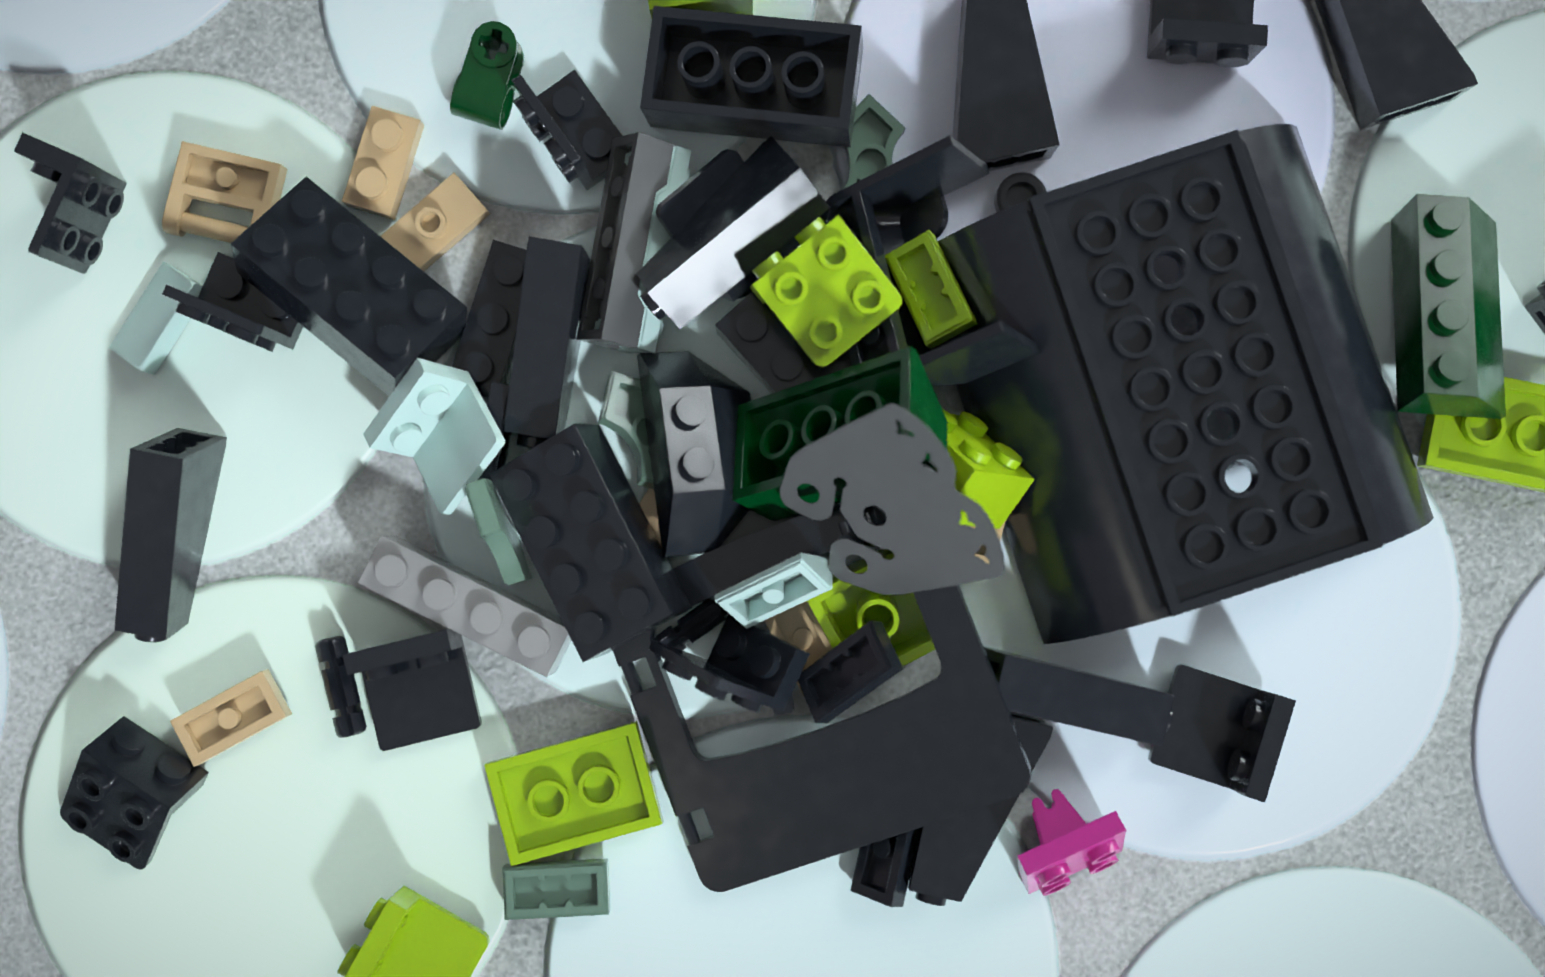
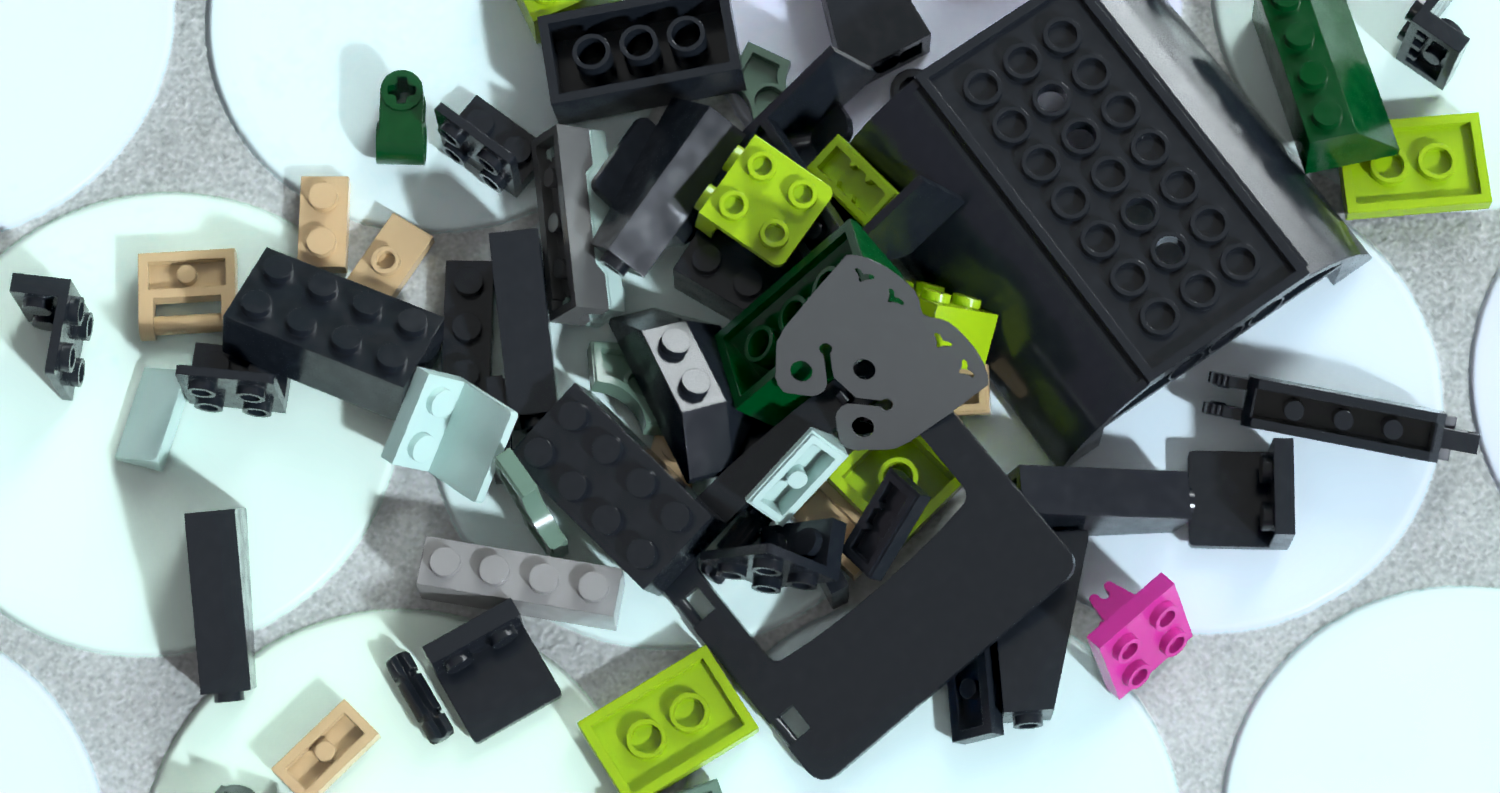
camera: 15 degrees left, 15 degrees down
(1348, 683) = (1342, 418): none -> black hinge

